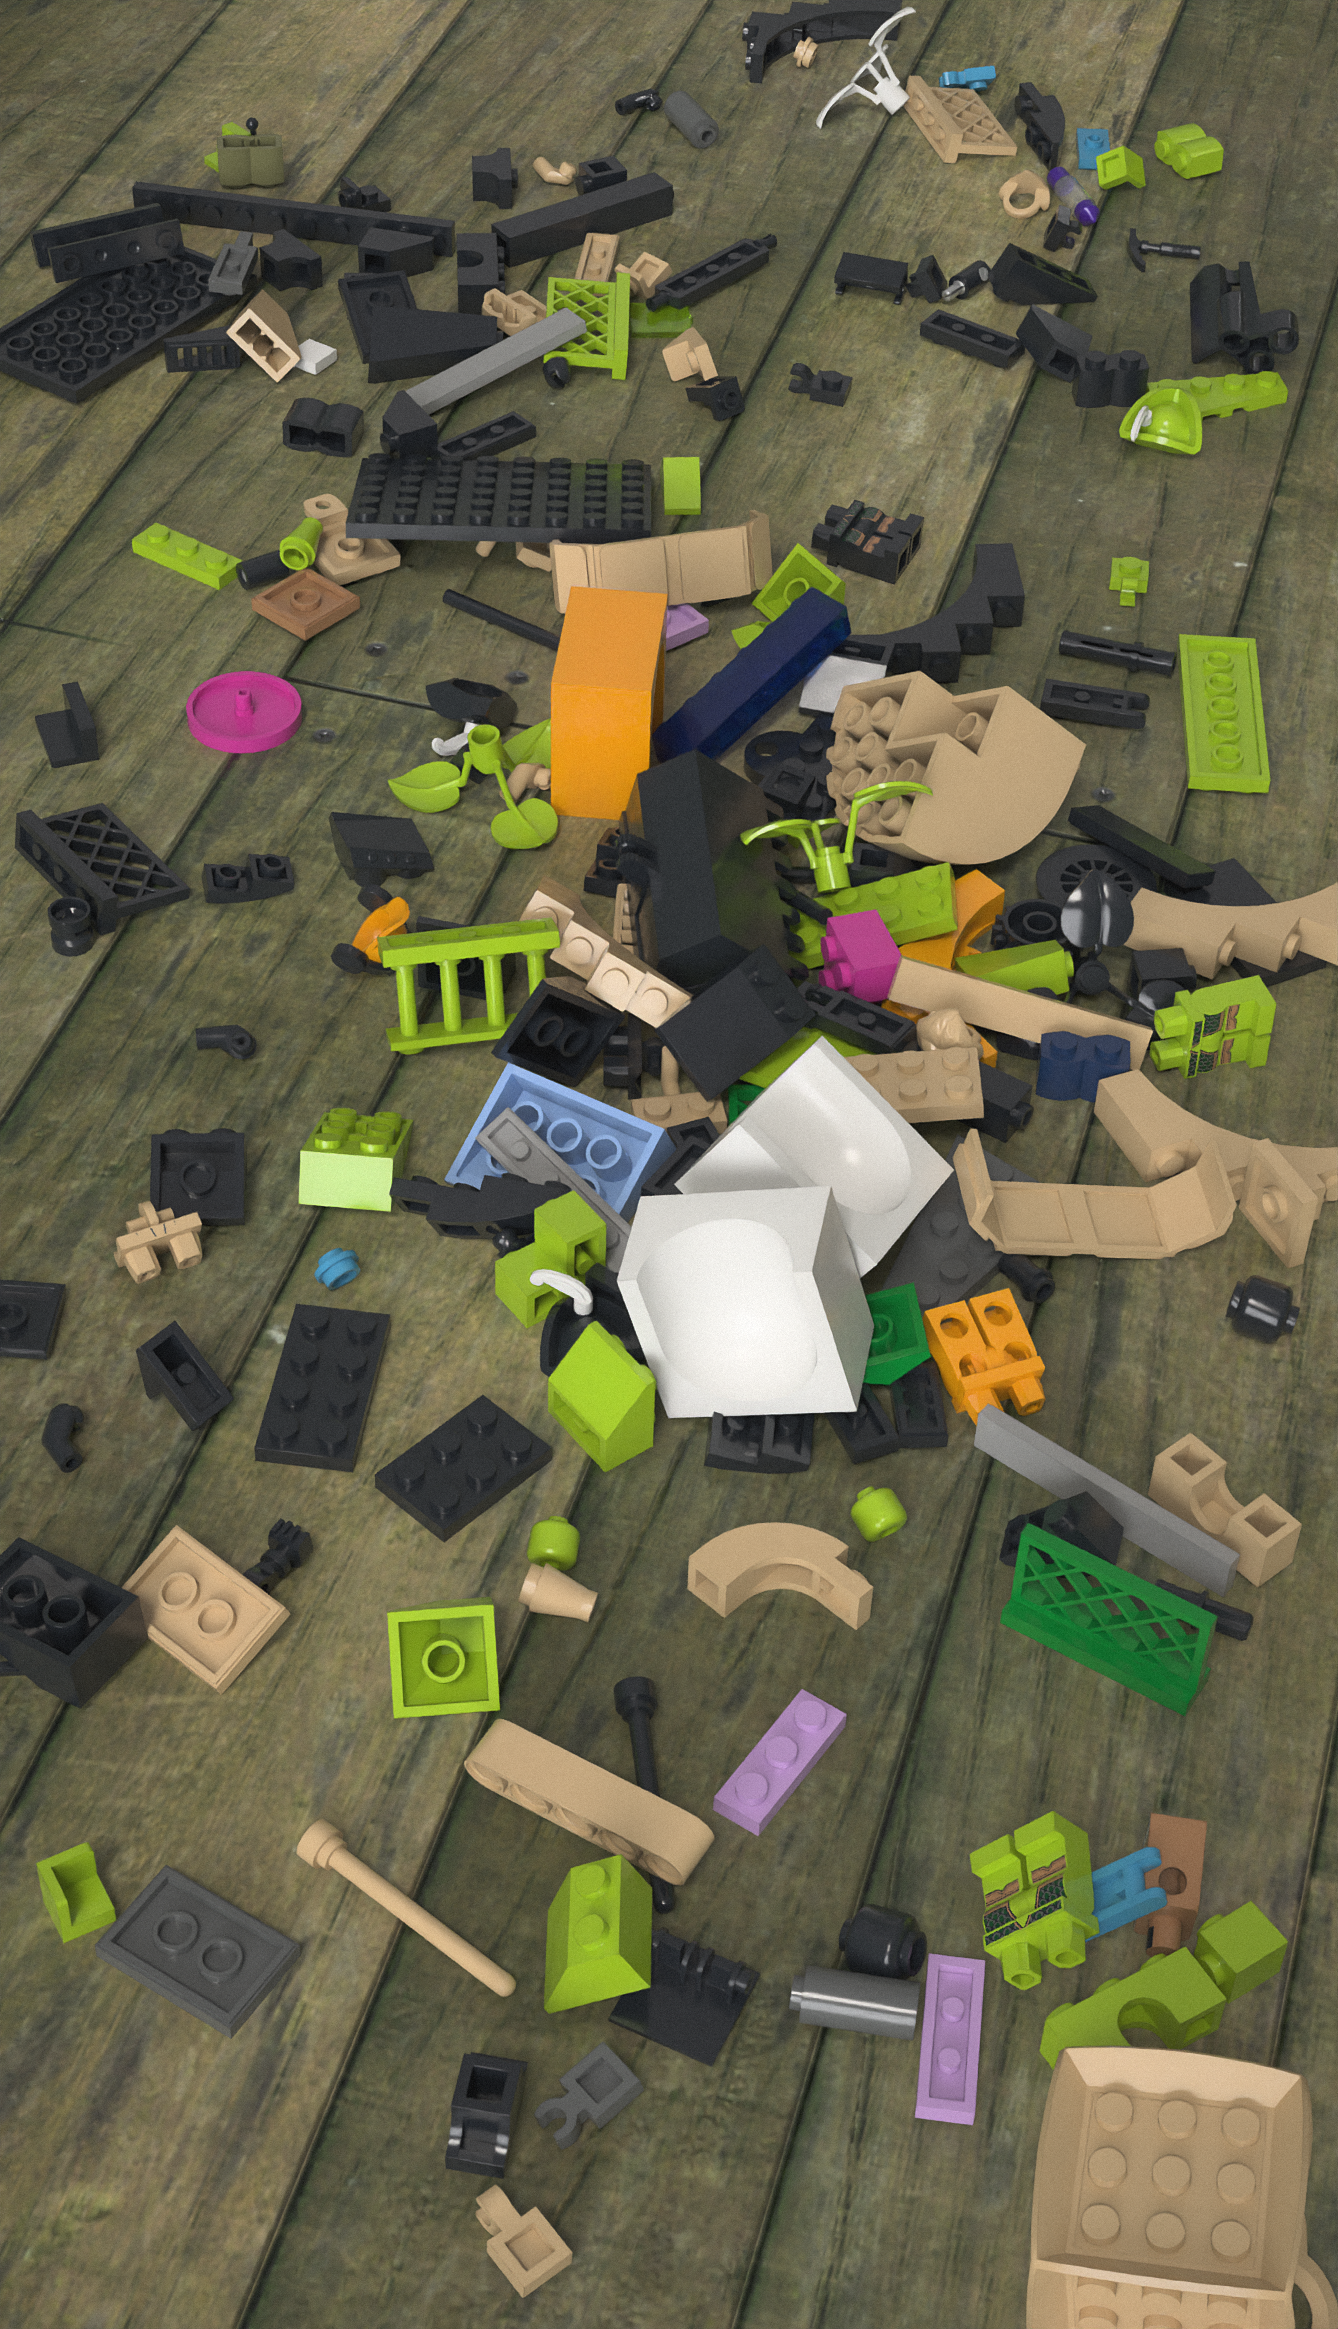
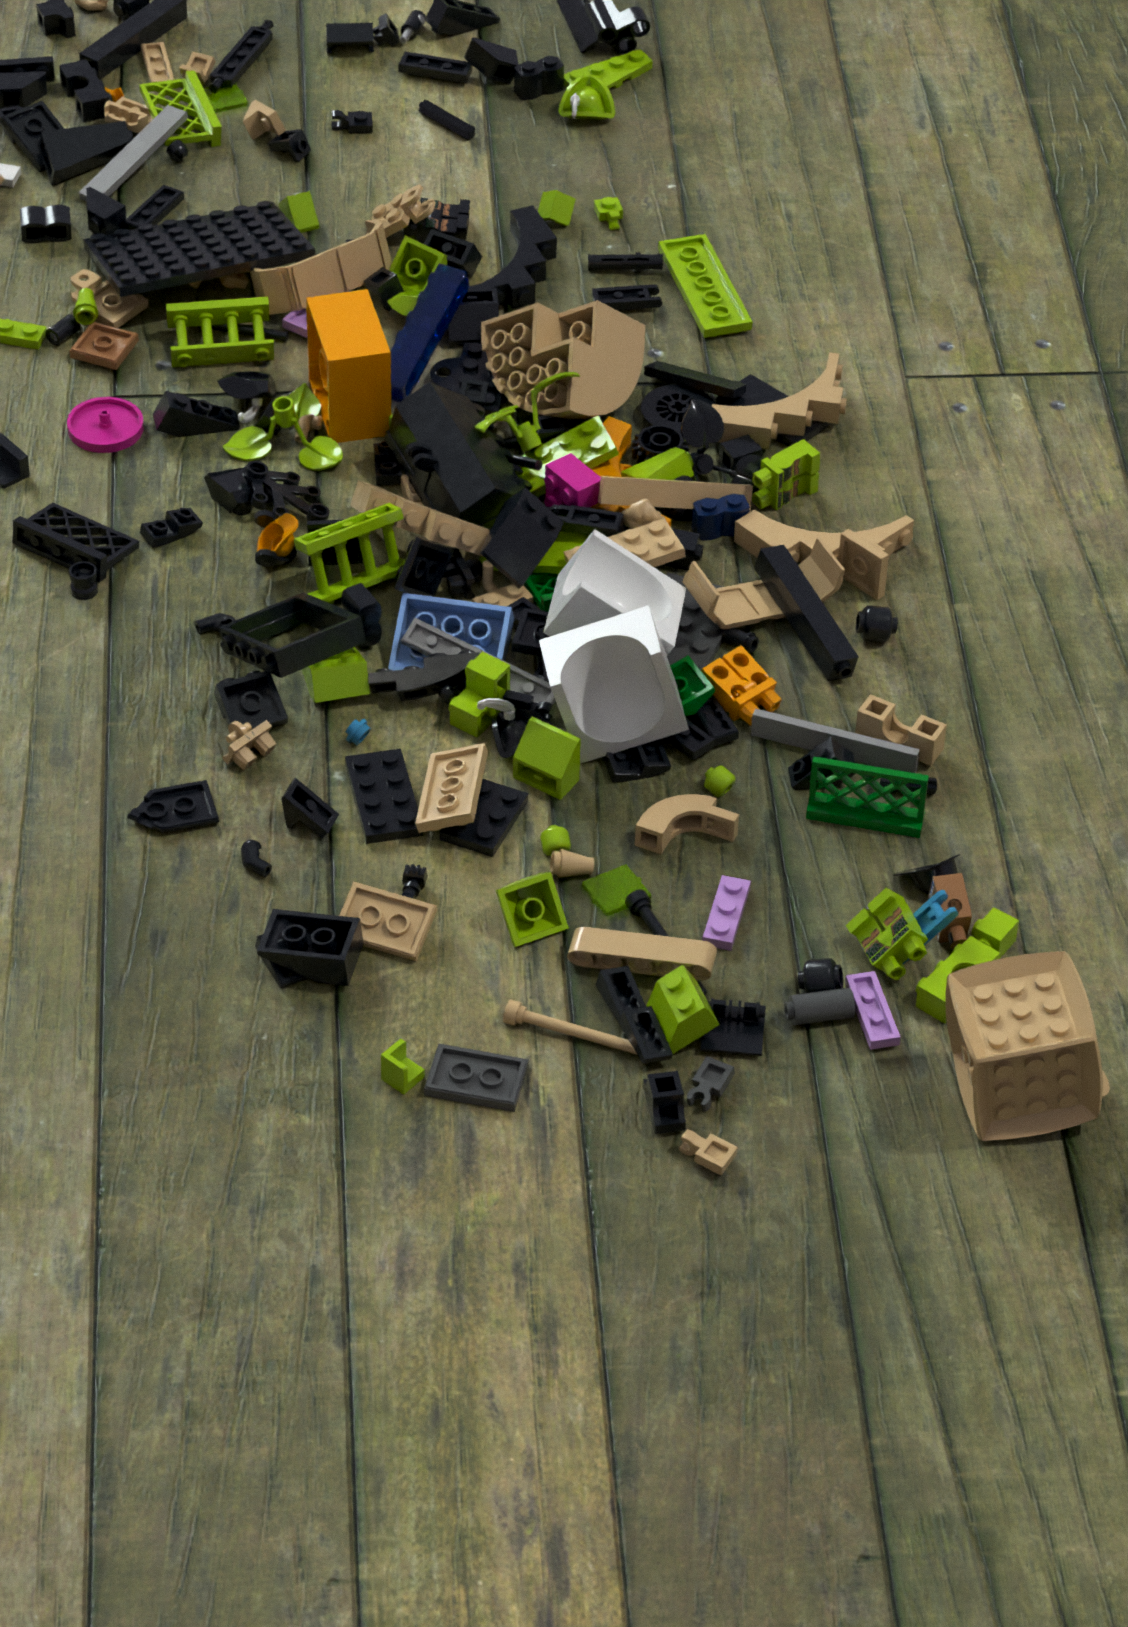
camera: 20 degrees left, 0 degrees up
(316, 1115) = (338, 633): none -> black window
(368, 729) = (191, 417): none -> black slope
(406, 830) = (259, 476): none -> black plant
(425, 1406) = (451, 788): none -> tan plate
(435, 1083) = (362, 602): none -> black brick
(479, 592) = (217, 313): none -> lime fence
(515, 285) = (115, 93): none -> light orange hand
(519, 1918) = (633, 1016): none -> black slope
(609, 1654) = (612, 888): none -> clear neon green piece
(739, 606) = (385, 285): none -> black panel
(819, 506) = (401, 209): none -> tan plate
(867, 585) = (459, 252): none -> black brick
(954, 409) = (447, 119): none -> black axle
(1050, 556) = (556, 207): none -> lime panel
(1150, 1262) = (806, 612): none -> black brick
(1172, 1794) = (923, 875): none -> black piece

